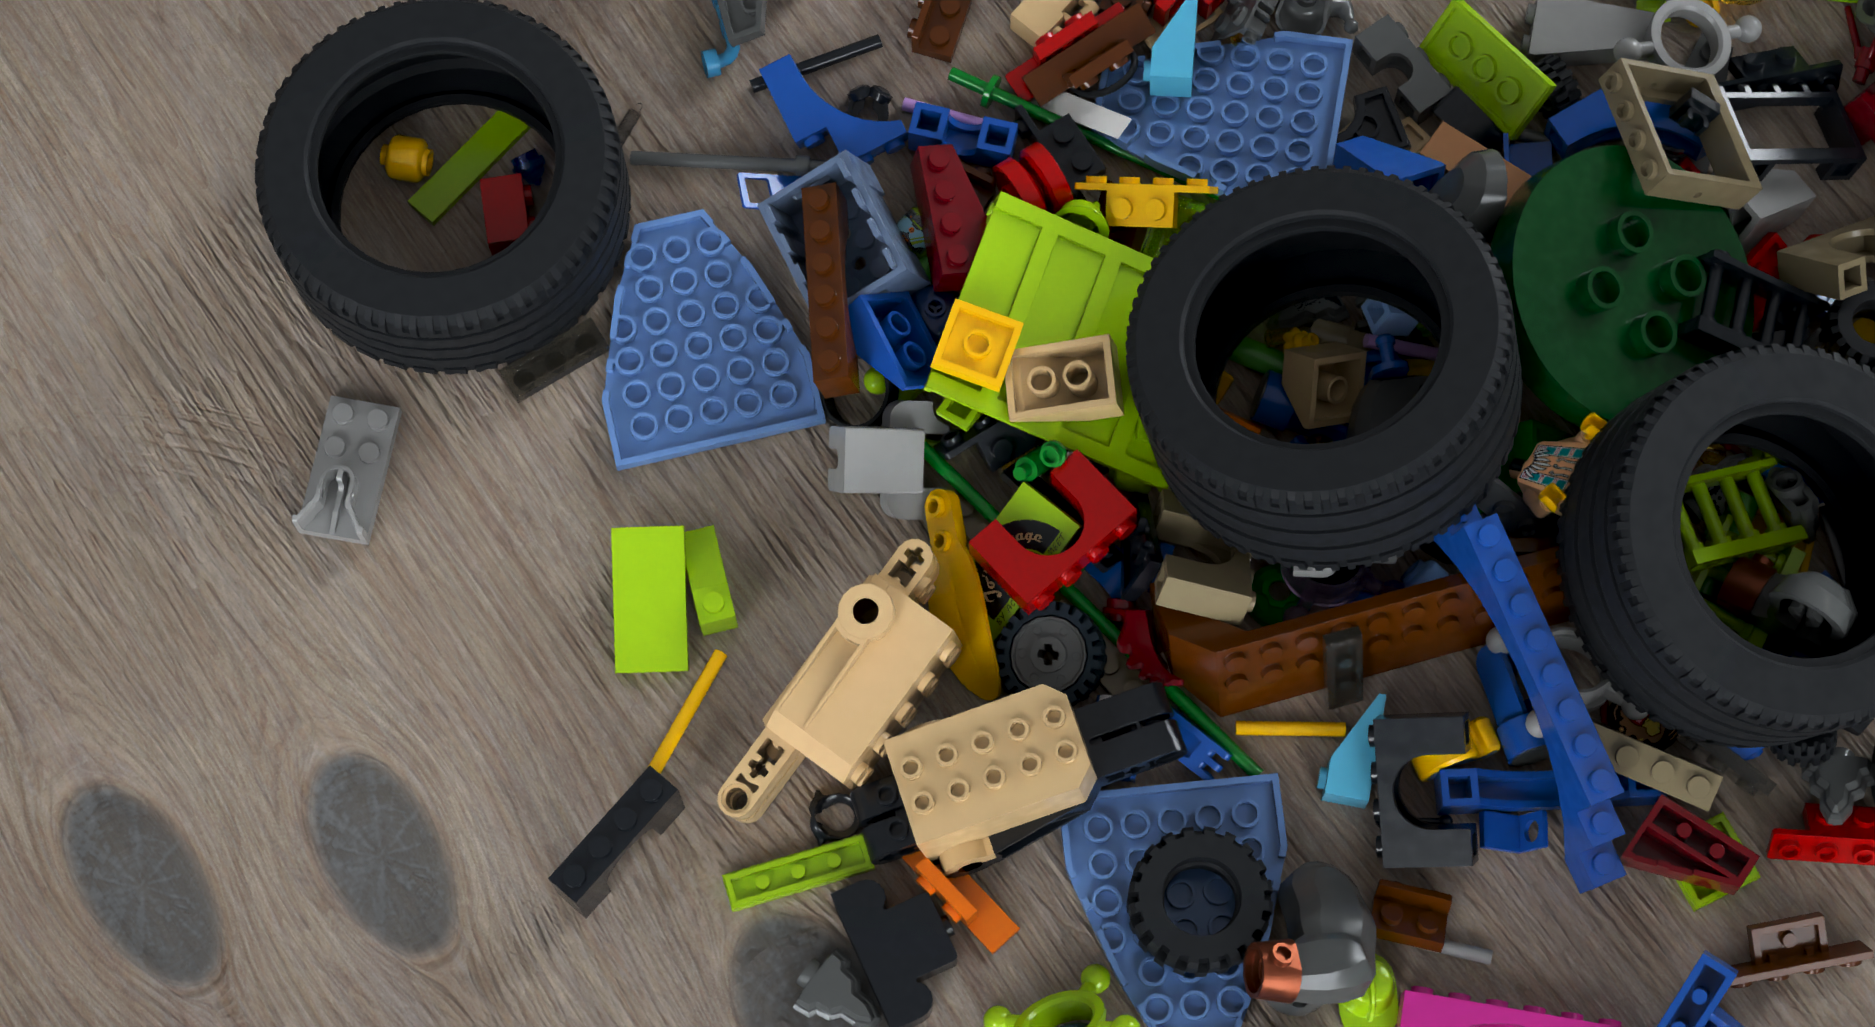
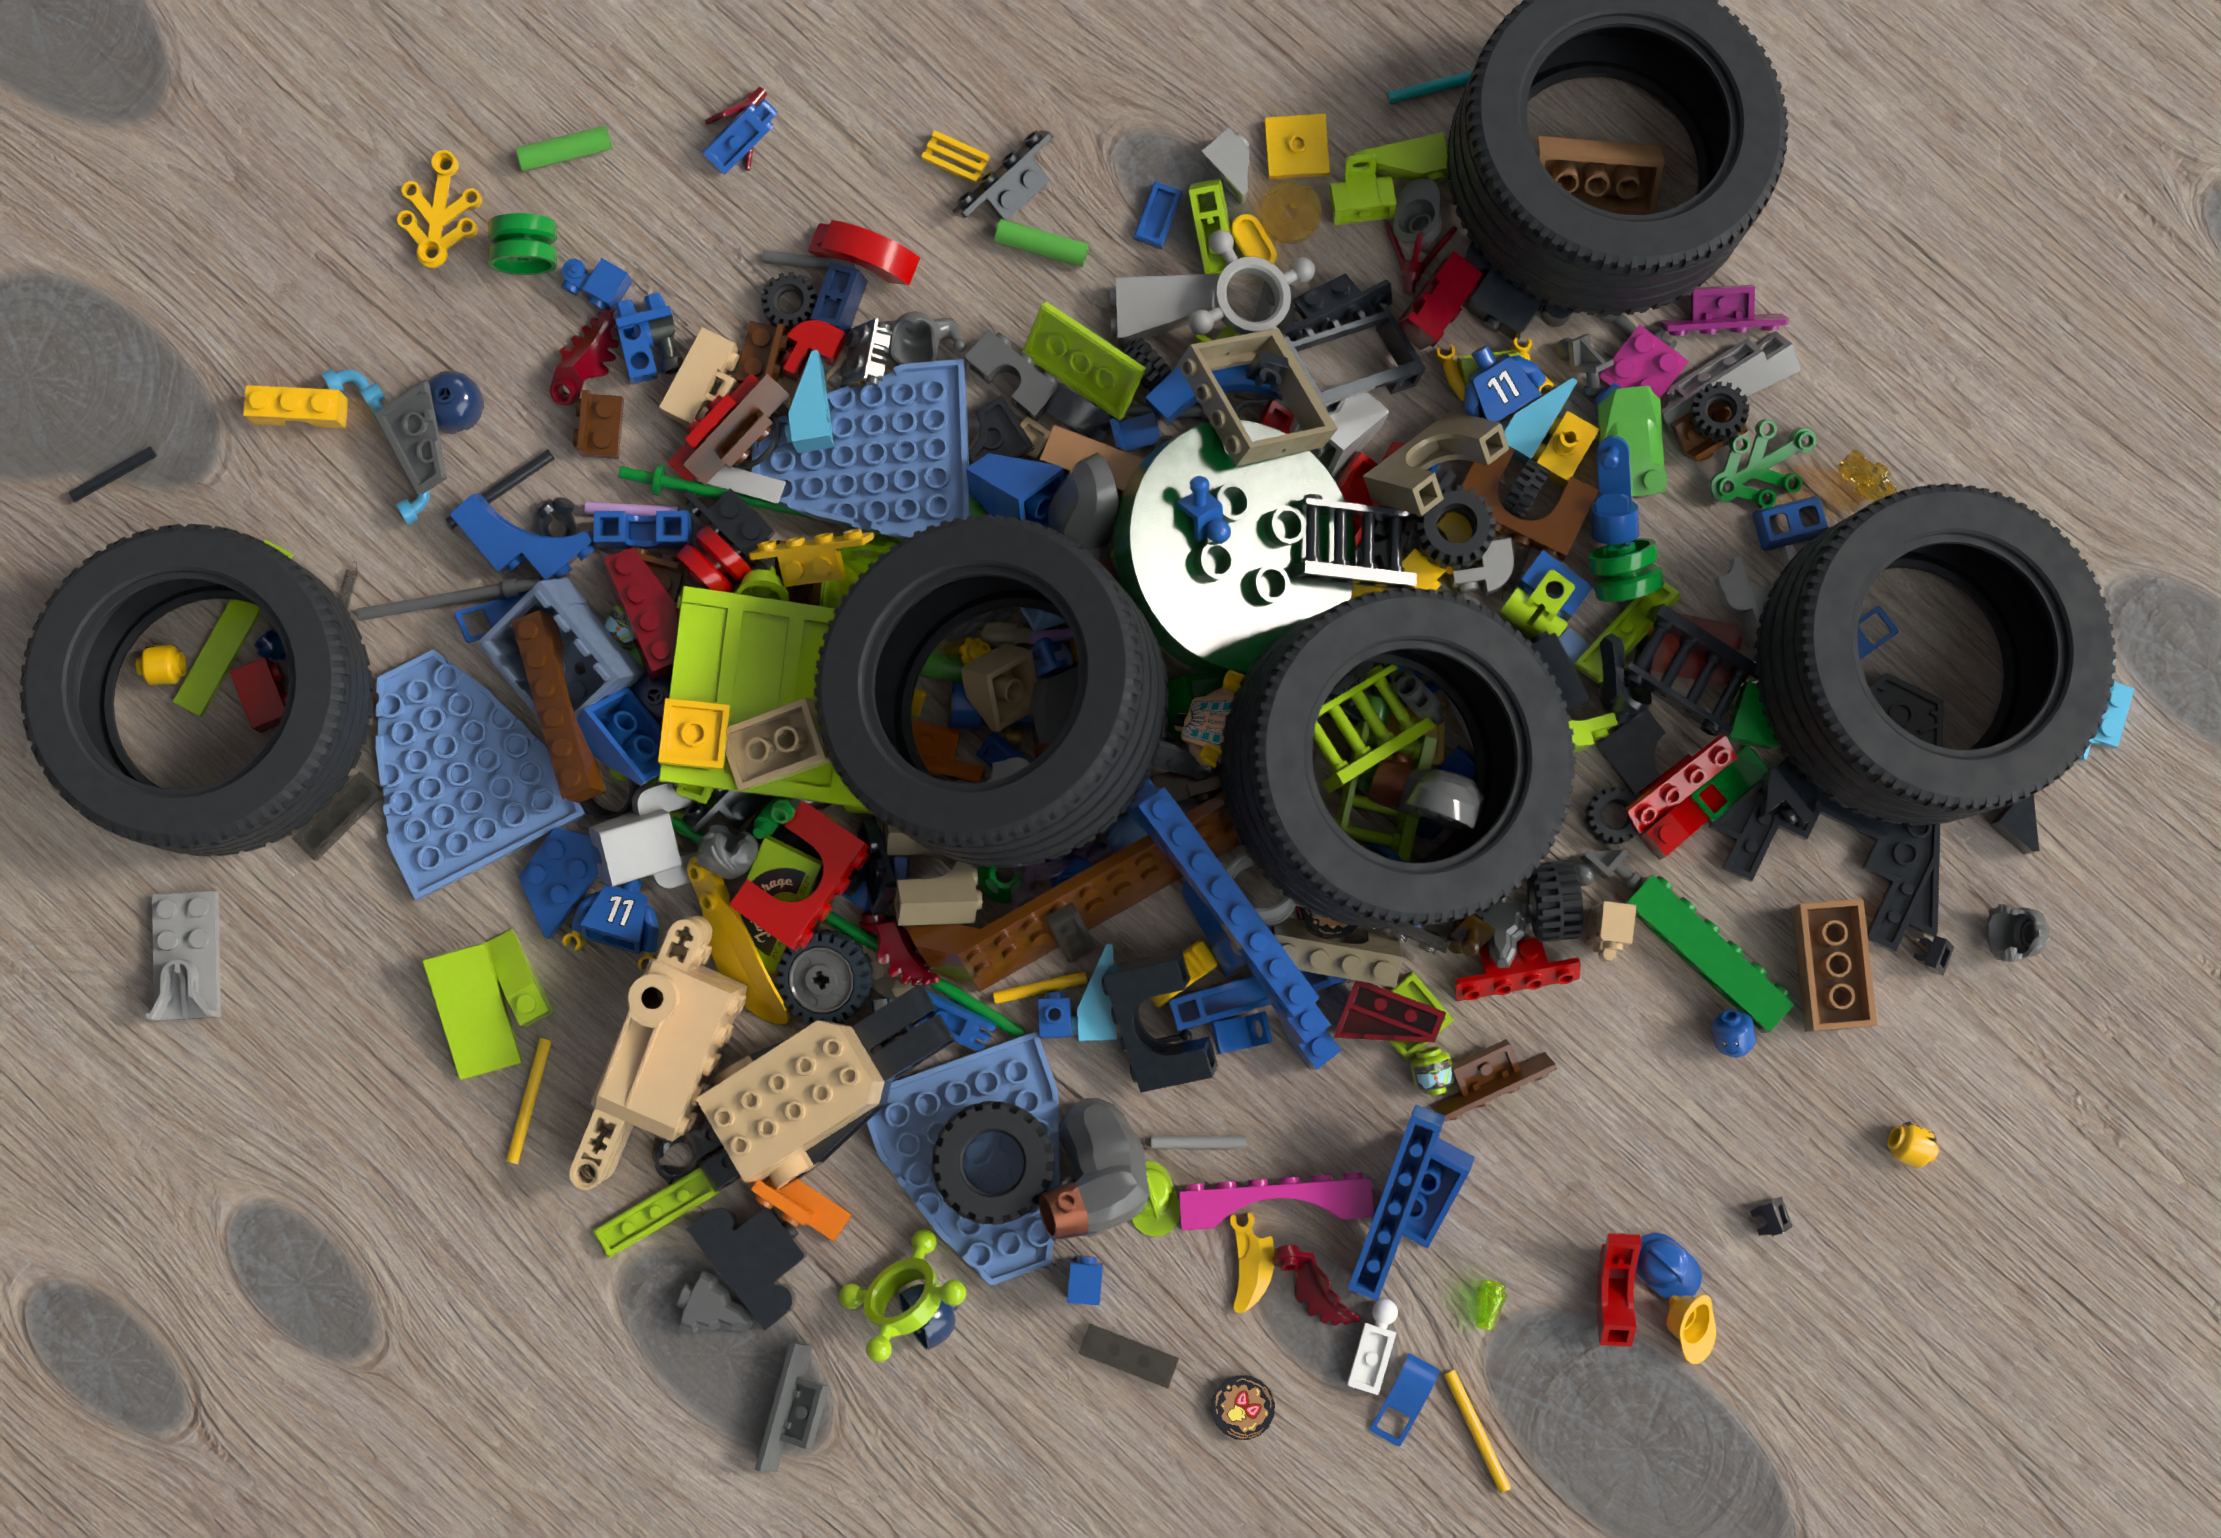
camera: 15 degrees left, 10 degrees up
(644, 806) = (477, 1263): black arch -> none
(782, 479) = (559, 877): none -> blue wing
(833, 538) = (618, 920): none -> blue torso
(975, 491) = (727, 853): none -> dark grey hair
(1301, 762) = (1054, 1016): none -> blue brick
(1410, 915) = (1171, 1125): reddish brown bracket -> none
(1603, 233) = (1206, 512): none -> blue piece
(1725, 927) = (1432, 1070): none -> head
(1799, 781) = (1469, 935): none -> dark brown piece

